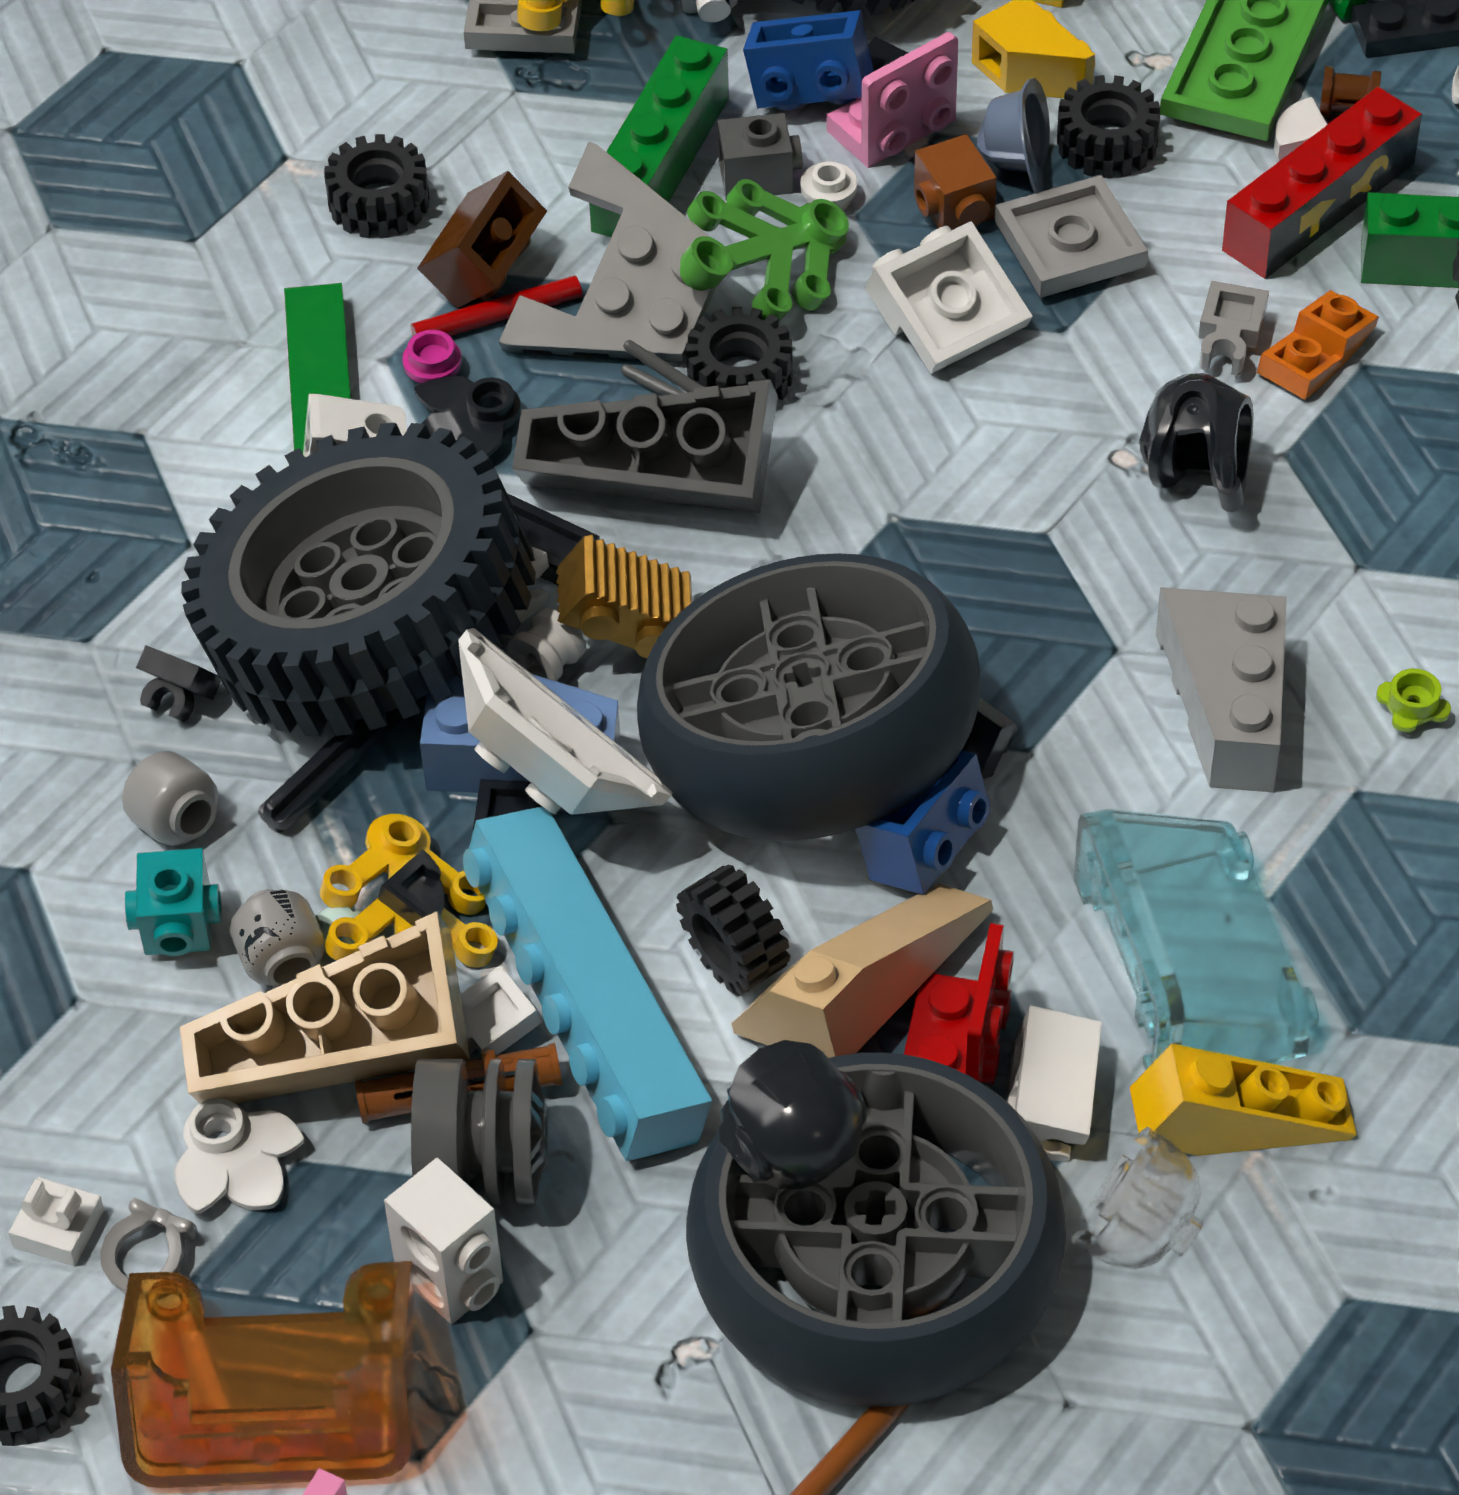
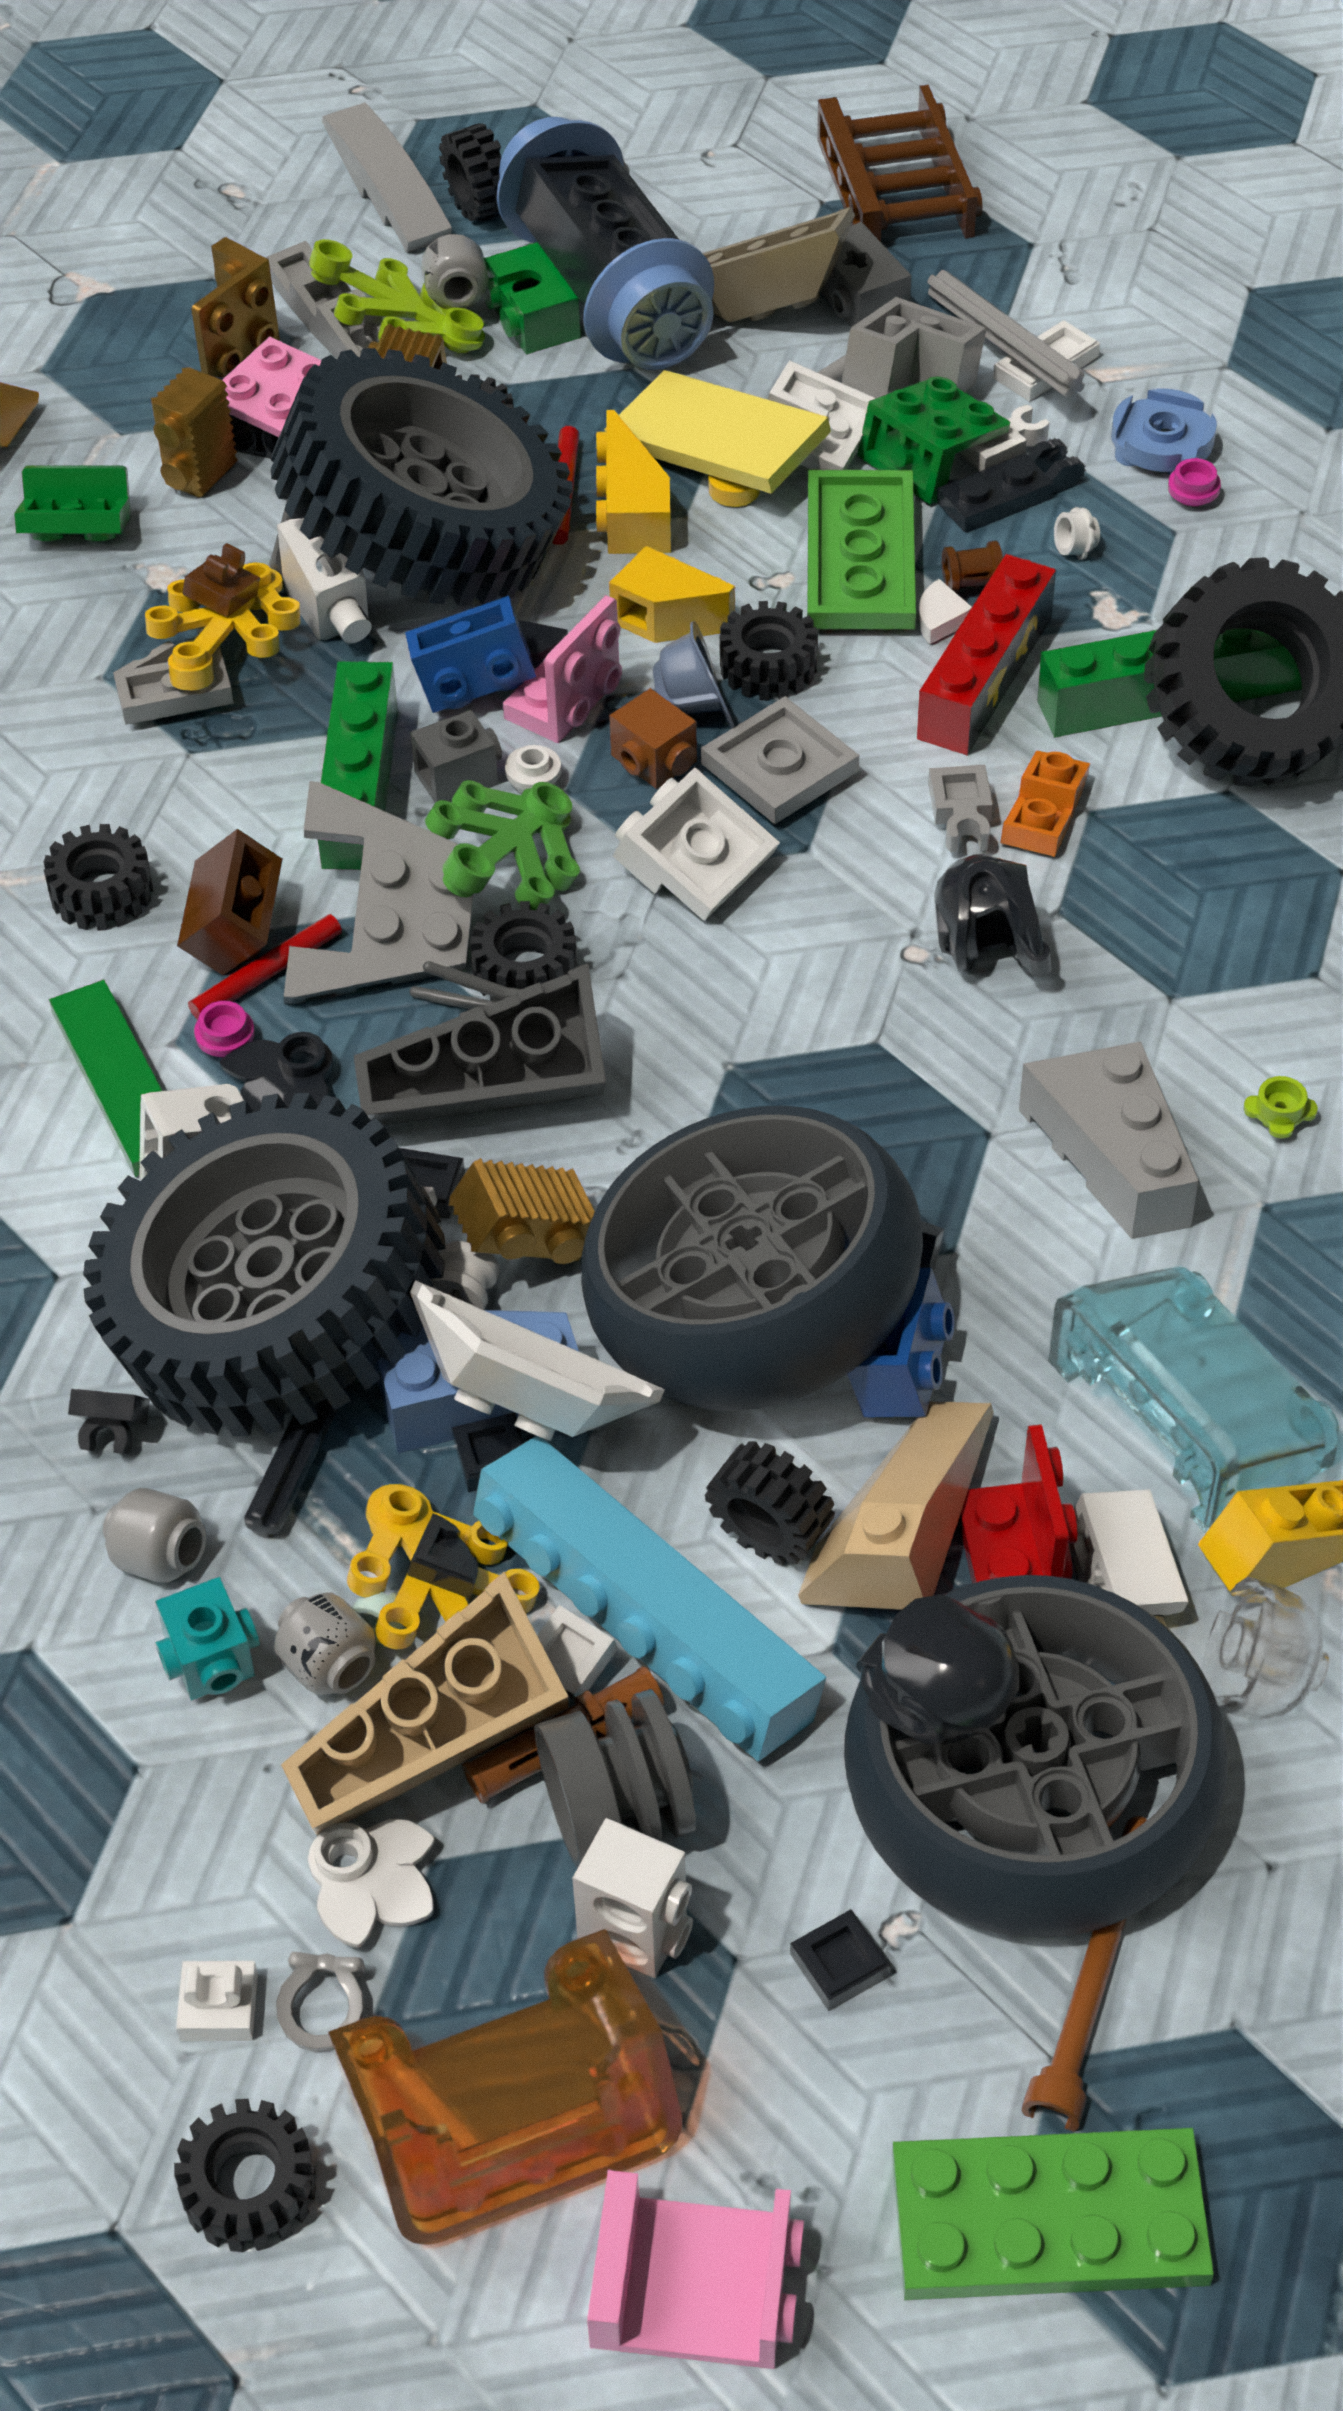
camera: 20 degrees left, 0 degrees up
(623, 1360) = (840, 1960): none -> black tile

